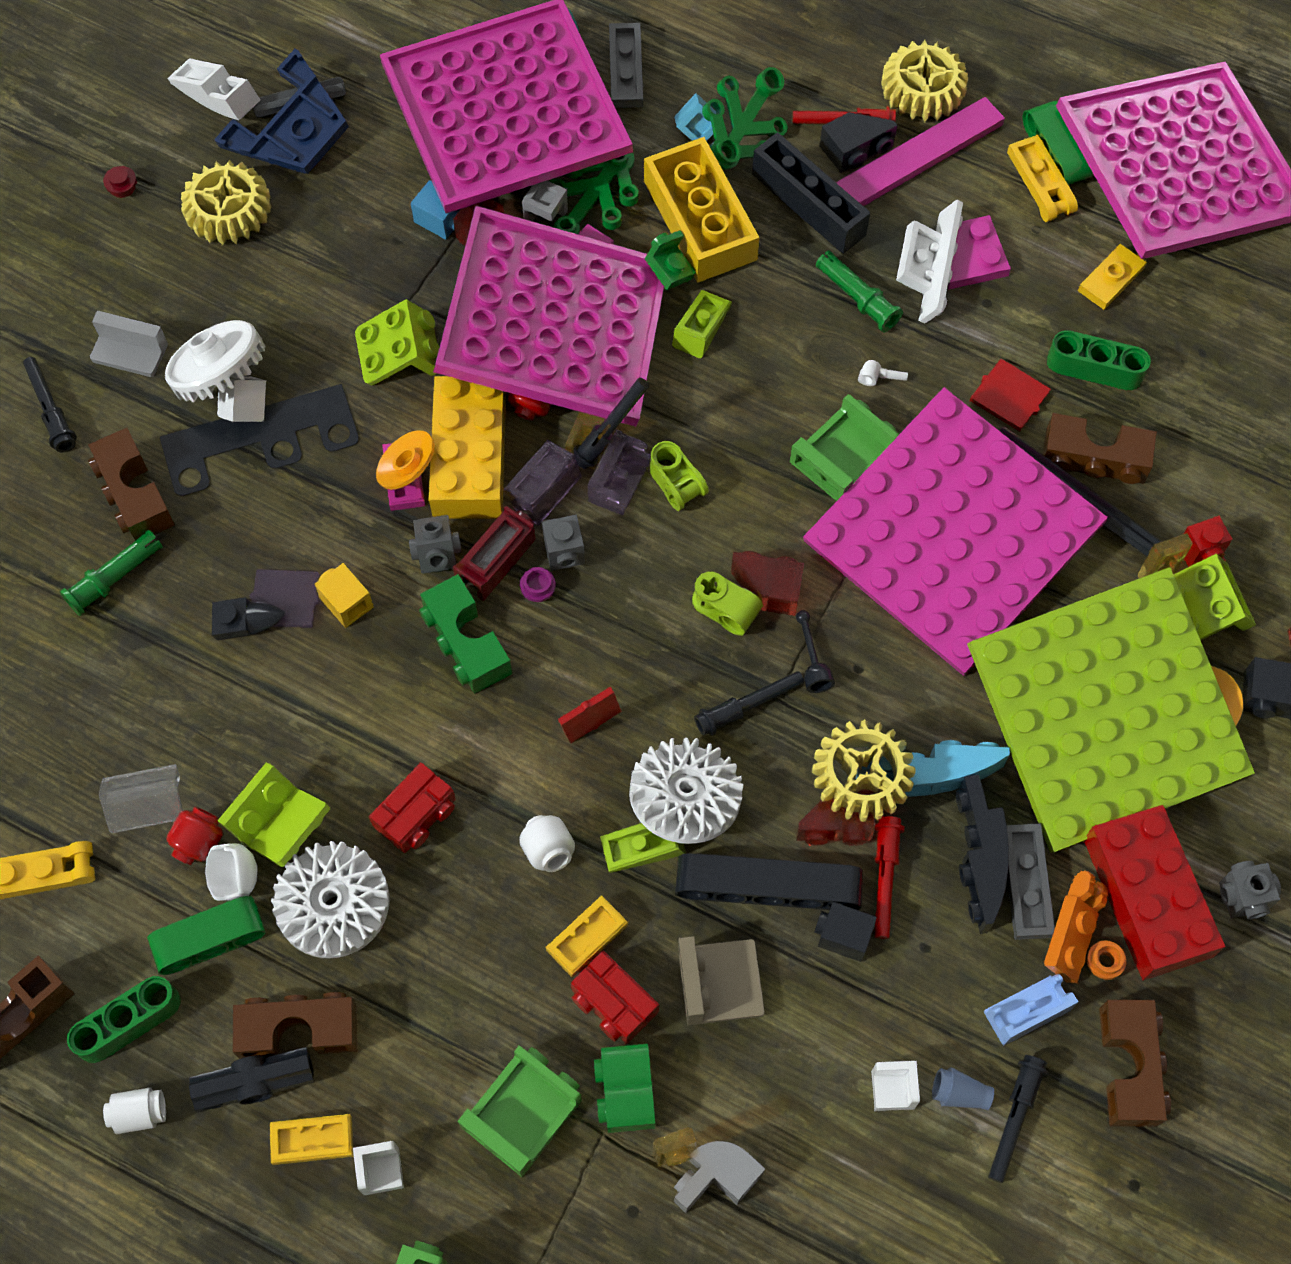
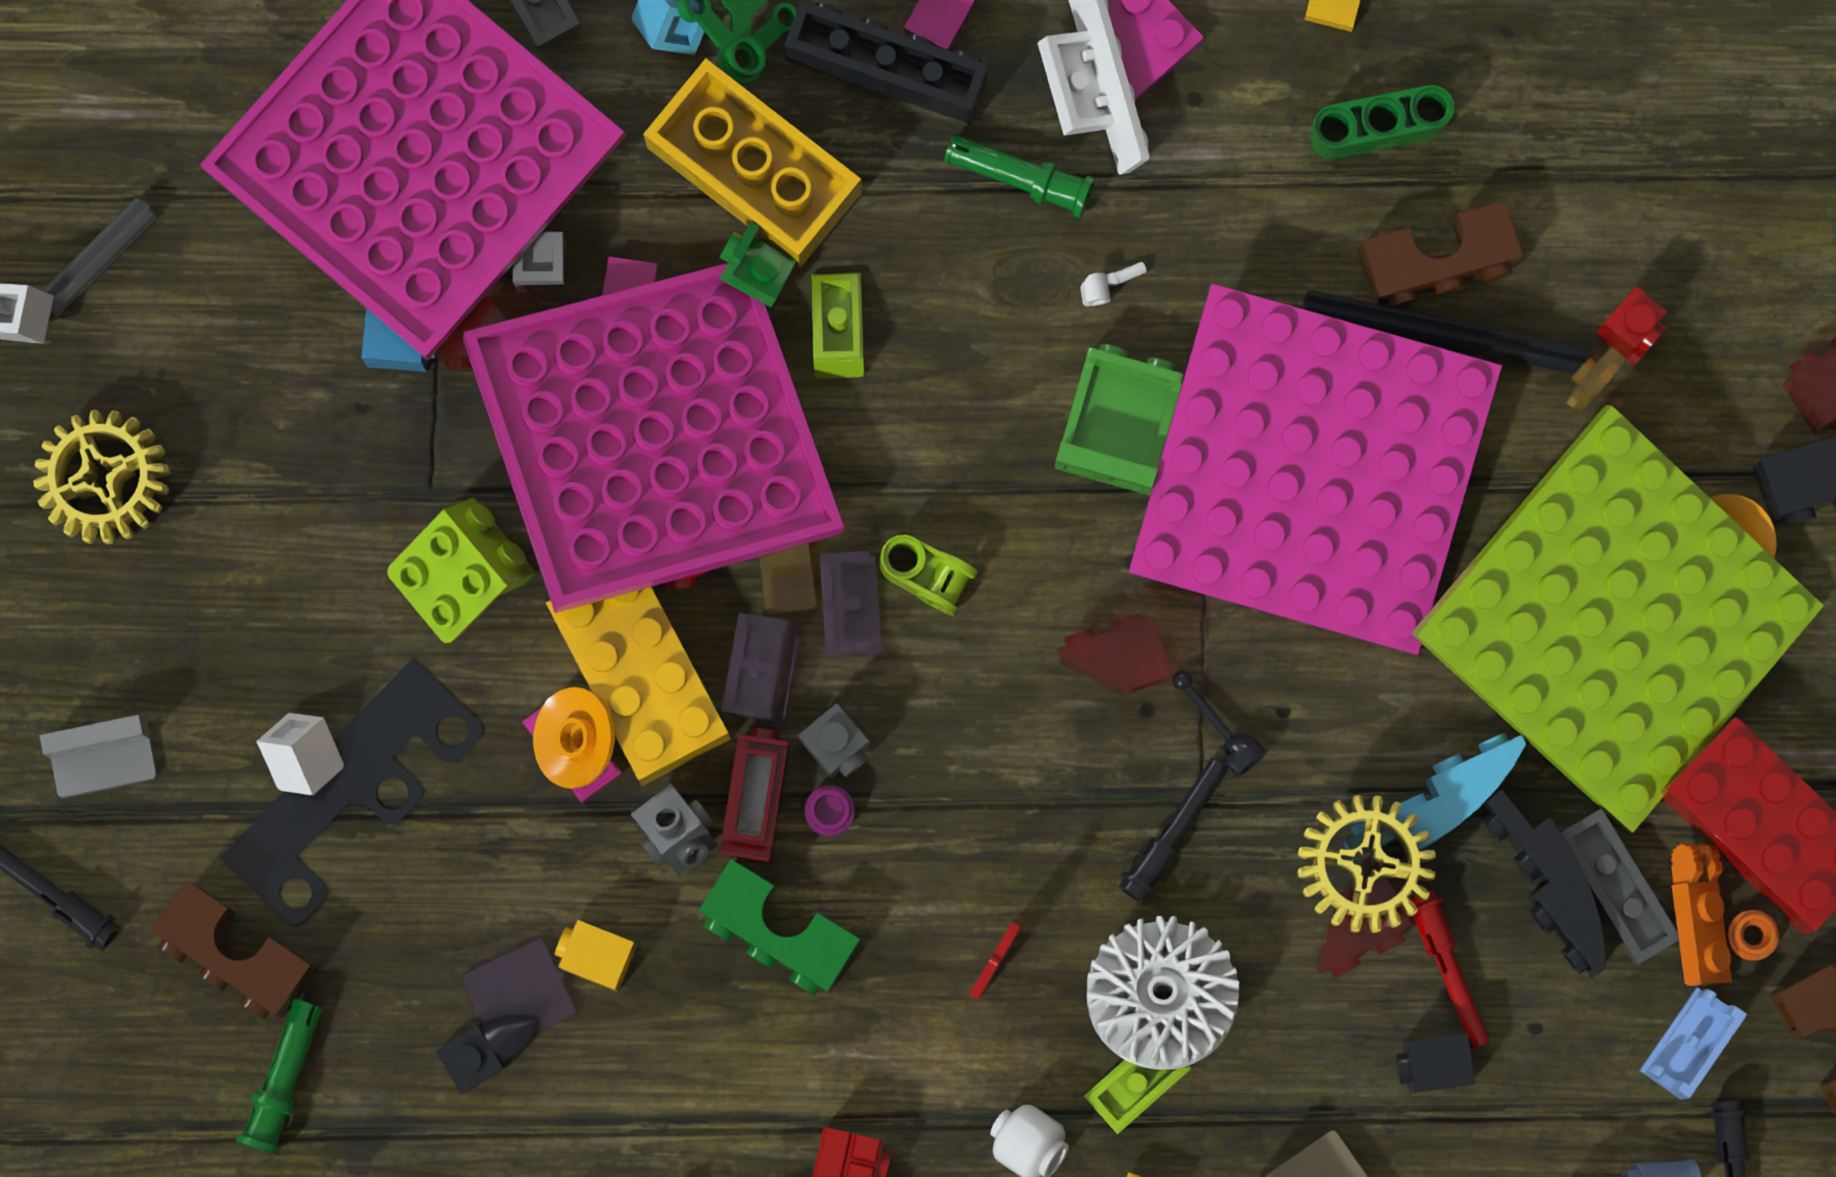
camera: 25 degrees left, 15 degrees up
(212, 358) = (240, 726): white wheel -> none
(299, 131) = (136, 311): dark blue wing -> none
(591, 447) = (797, 599): black pin -> none
(599, 188) = (590, 197): green plant -> none
(727, 604) = (1090, 717): lime piece -> none
(768, 881) = (1316, 1050): black beam -> none
(1010, 395) = (1289, 224): red piece -> none
(1213, 597) = (1671, 398): lime bracket -> none

